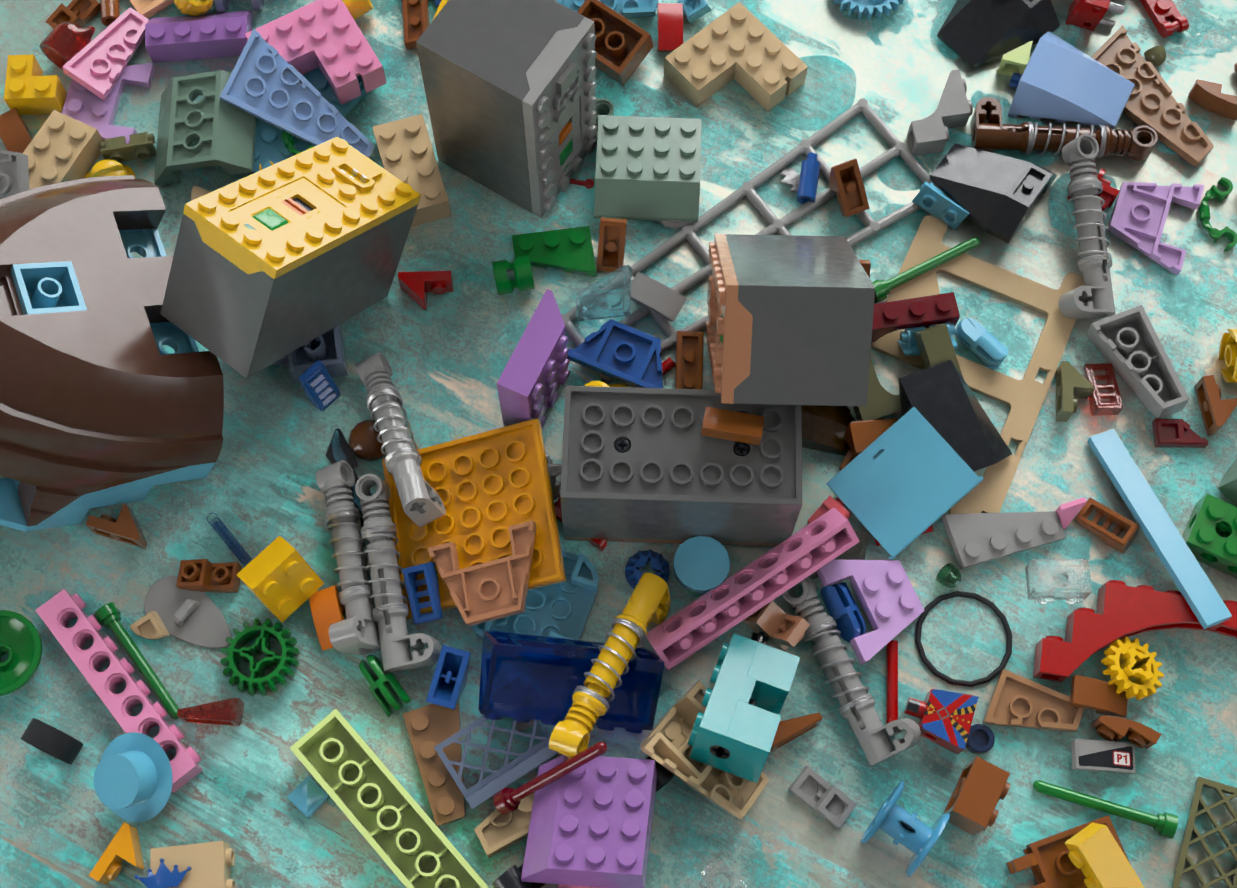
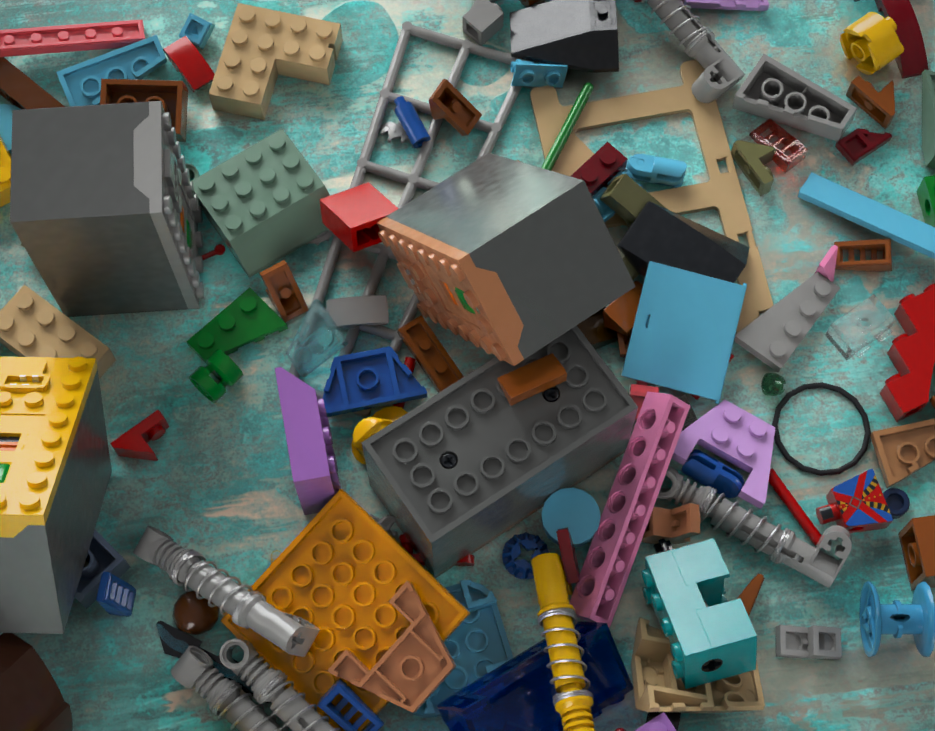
camera: 35 degrees left, 0 degrees up
(675, 591) = (568, 555): none -> dark red tile
(703, 217) = (355, 214): none -> brick

